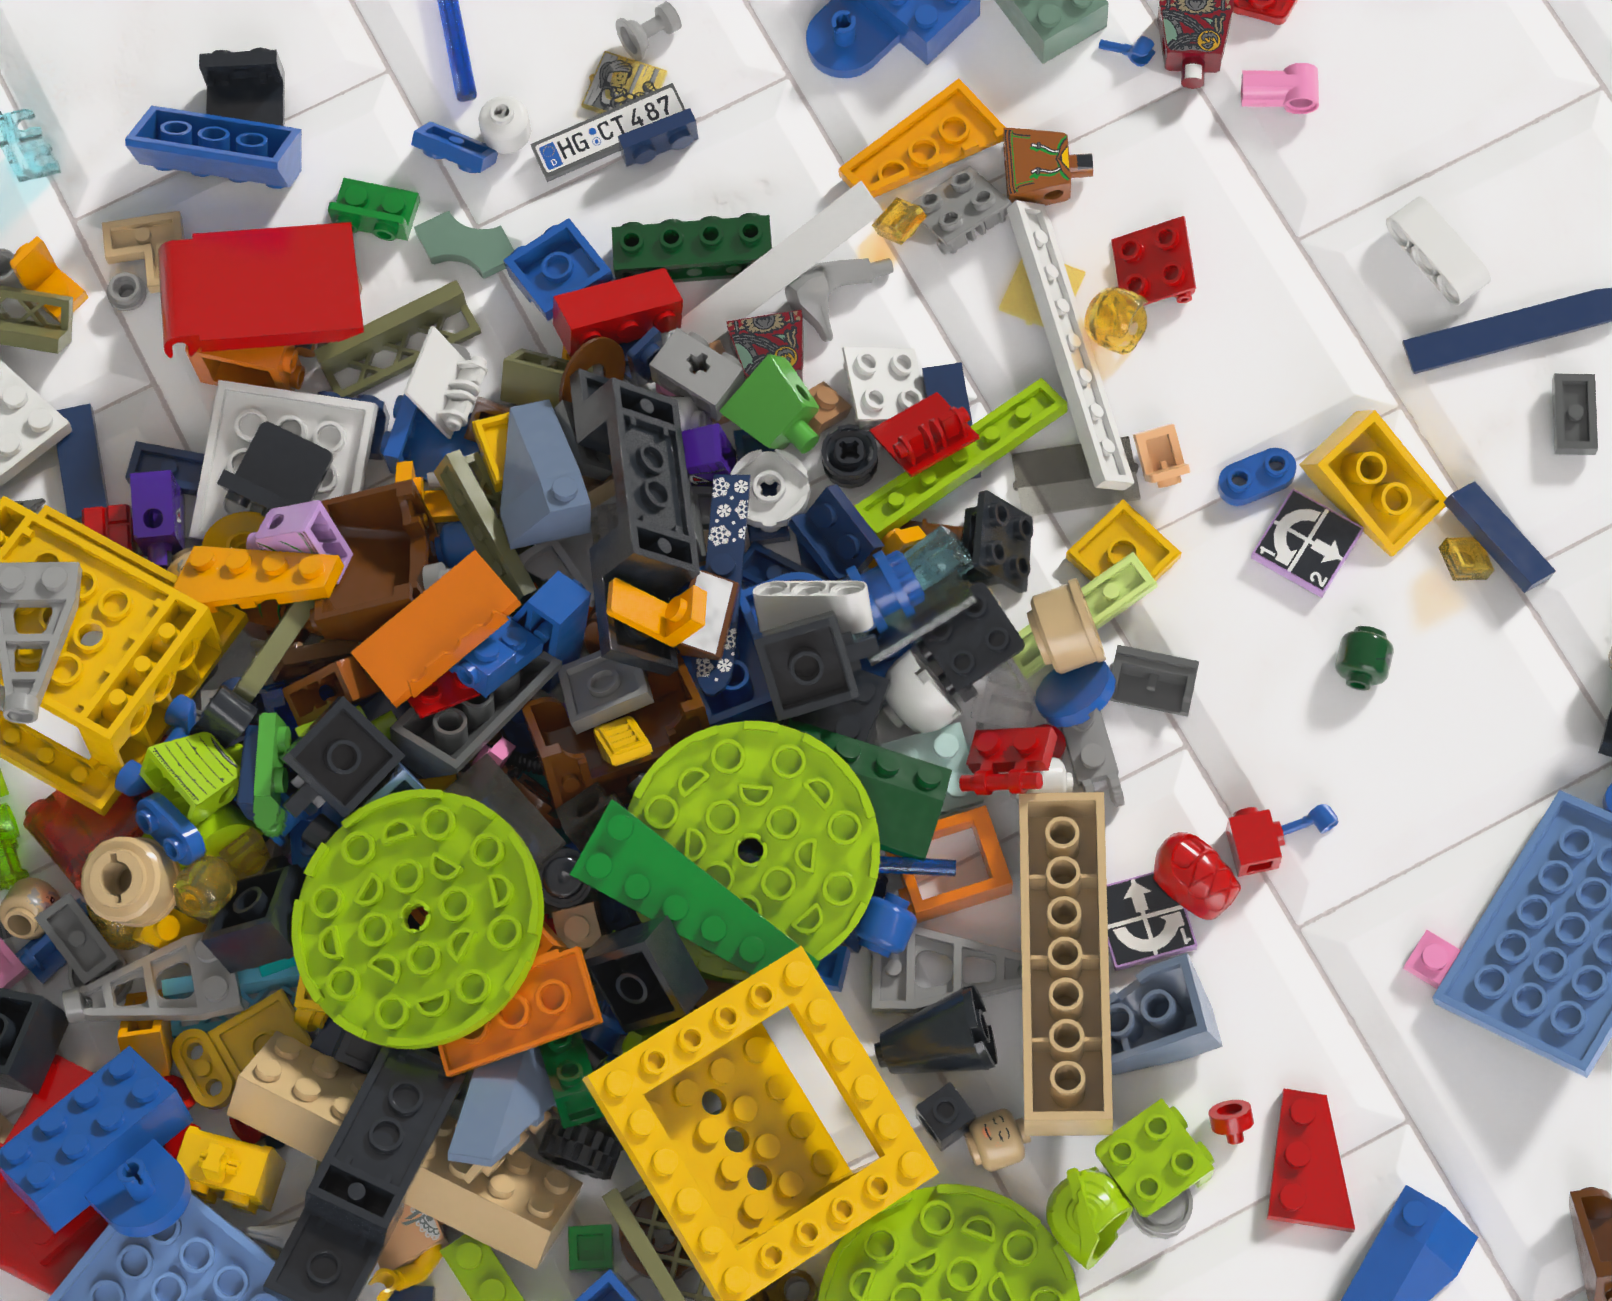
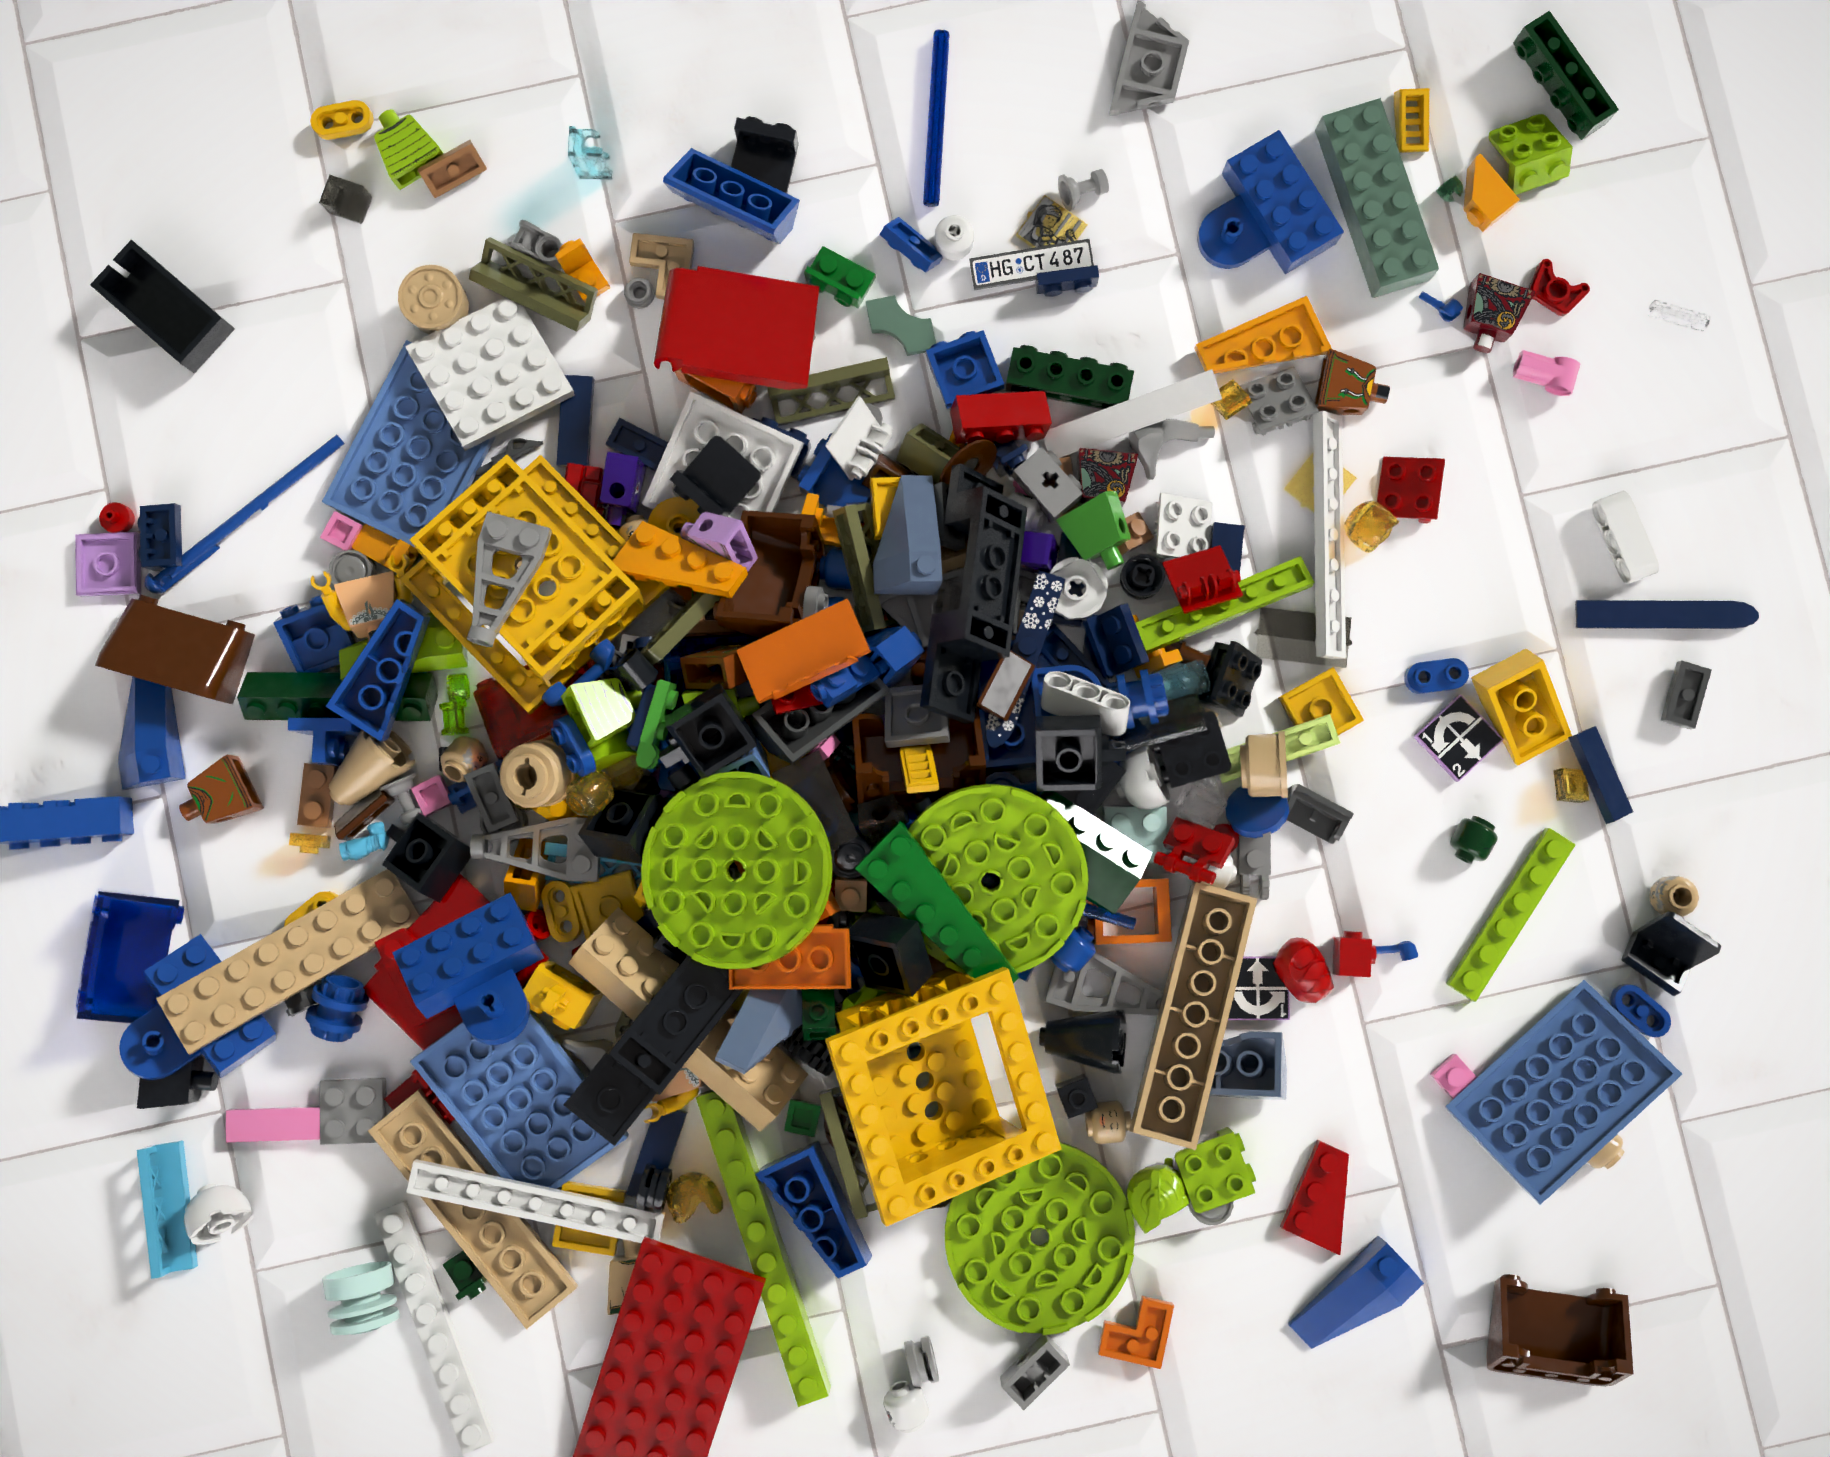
camera: 15 degrees right, 15 degrees up
(661, 620) = (967, 683): light orange bracket -> none
(1161, 455) = (1371, 642): light nougat bracket -> none
(1231, 1119) = (1277, 1153): red tile -> none
(1441, 740) = (1510, 914): none -> lime plate

